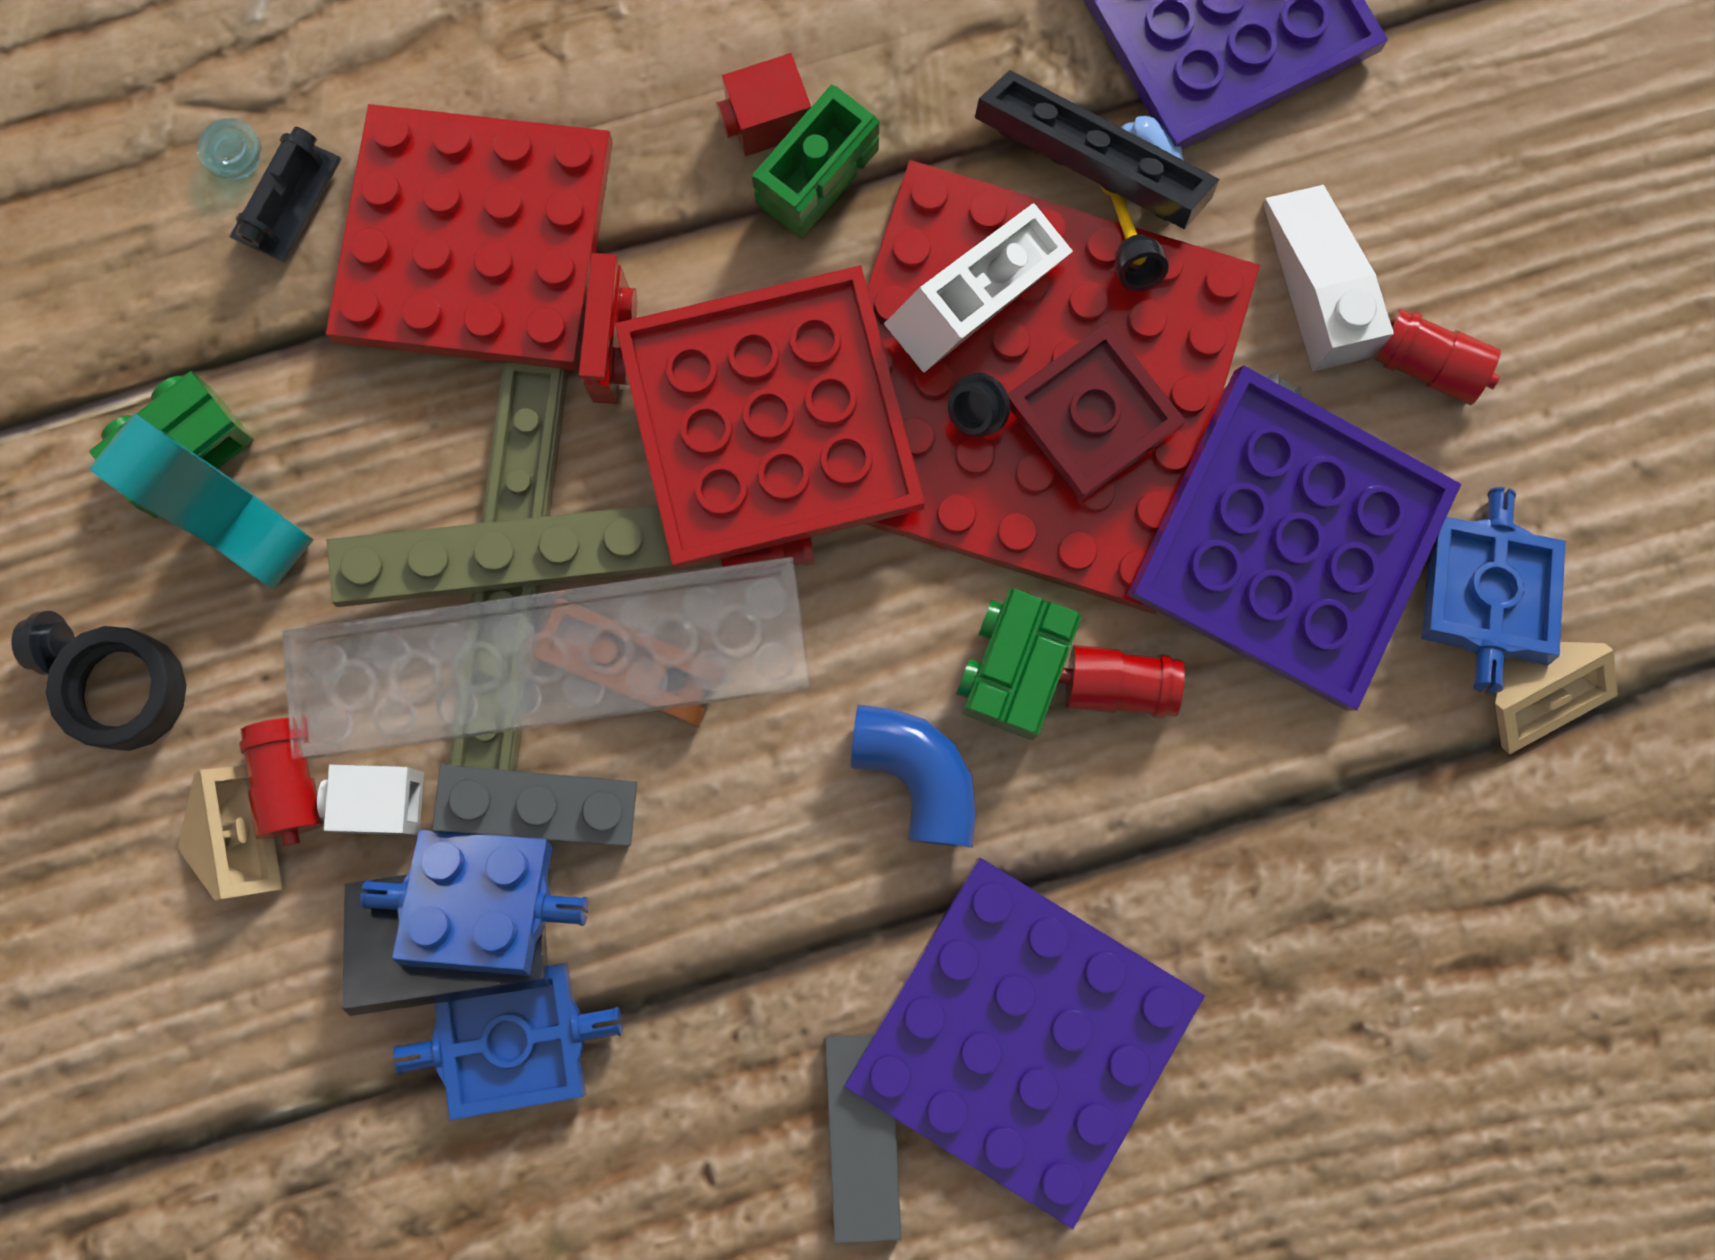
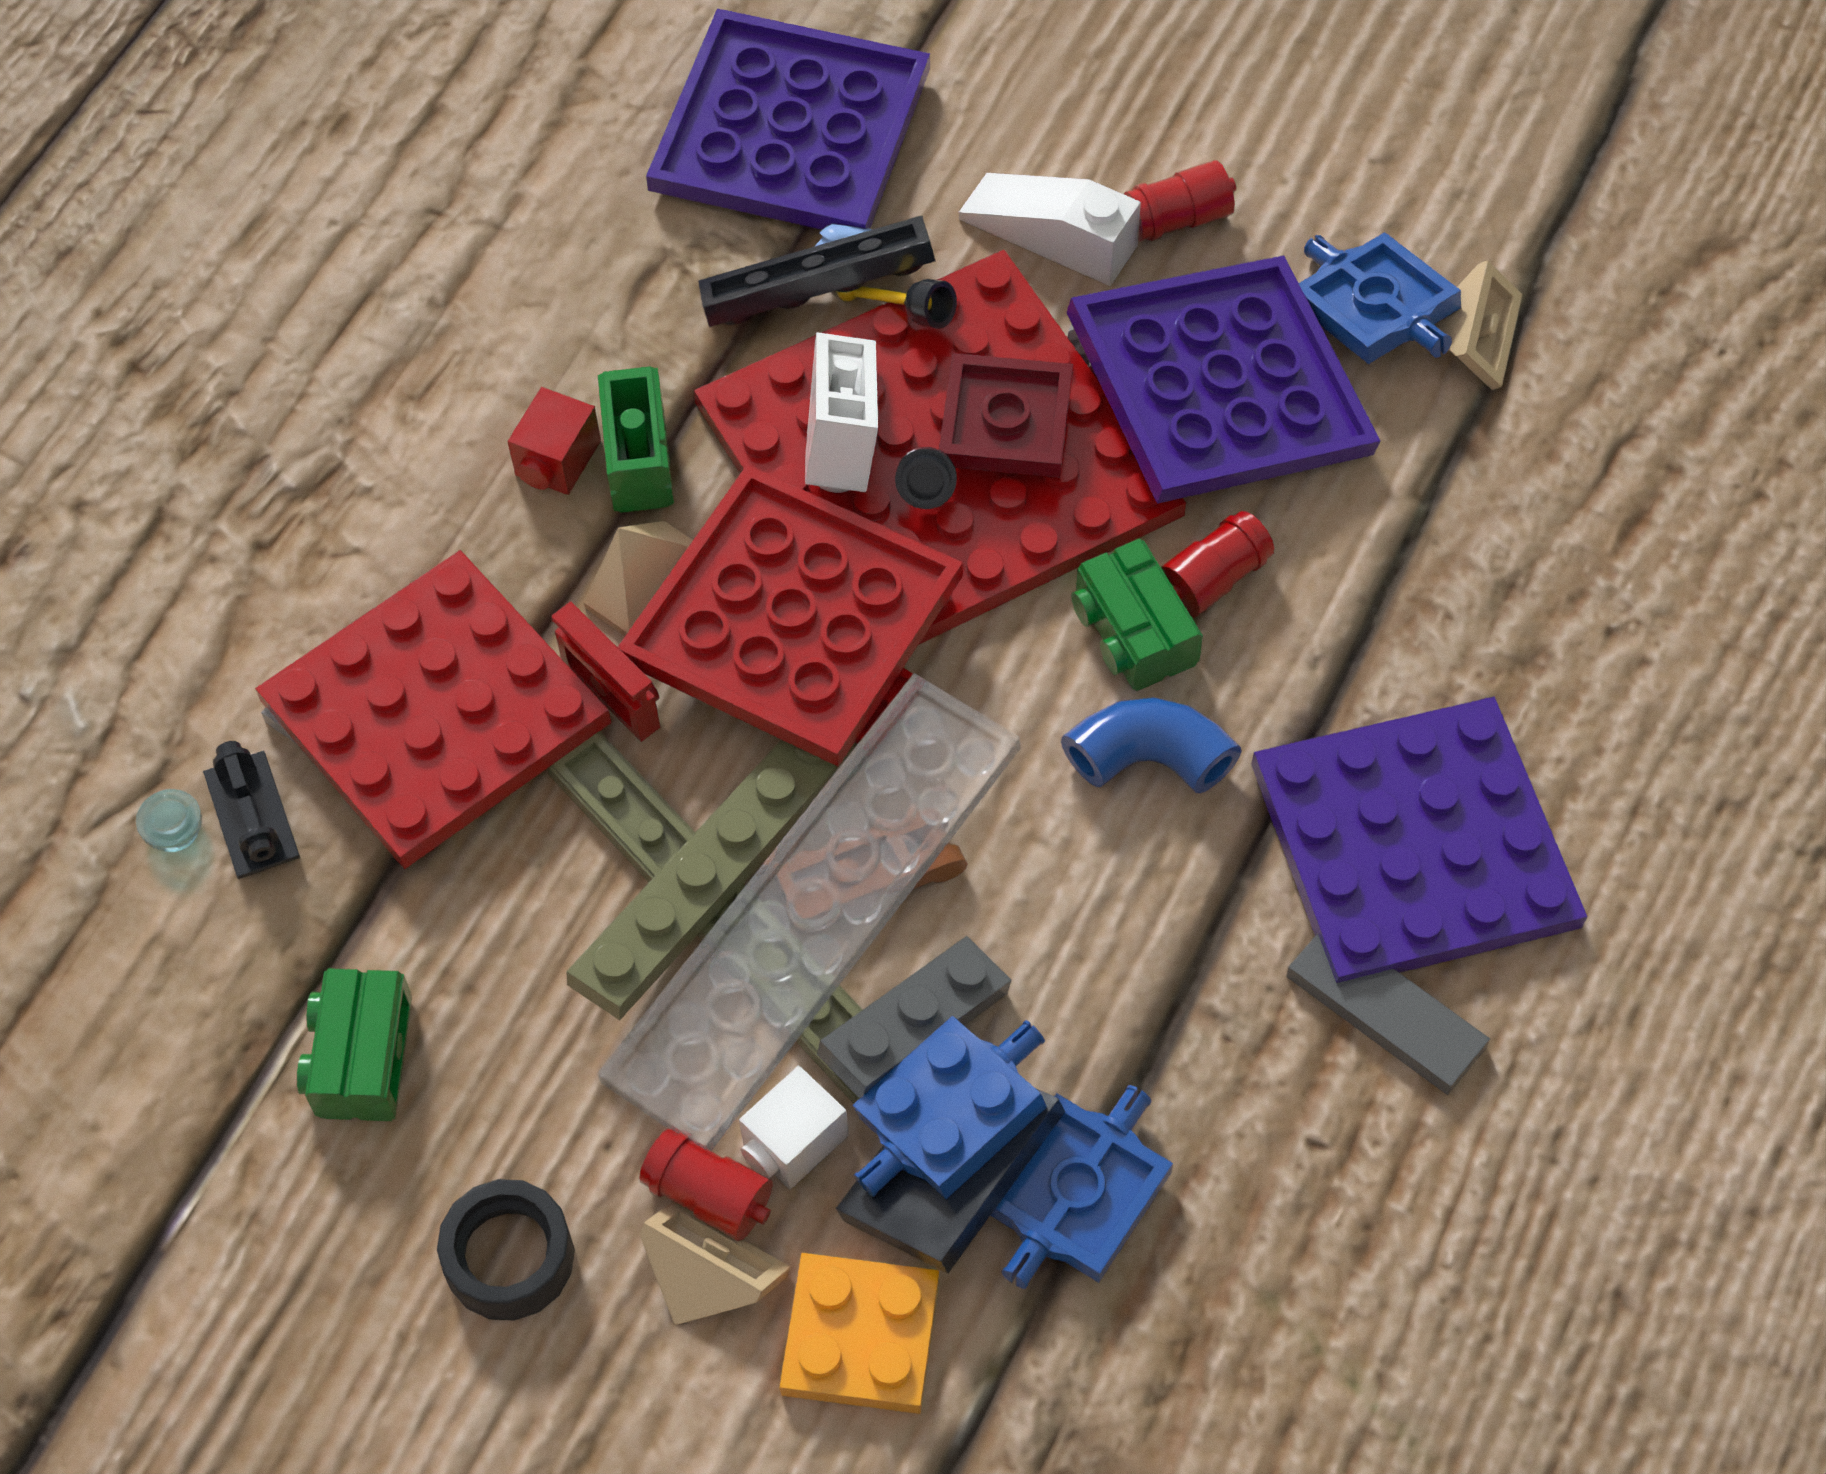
camera: 45 degrees left, 20 degrees down
(39, 640) = (411, 1272): black plate -> none
(200, 500) = (445, 1040): teal beam -> none
(270, 983) = (860, 1333): none -> light orange plate
(720, 266) = (634, 571): none -> tan slope

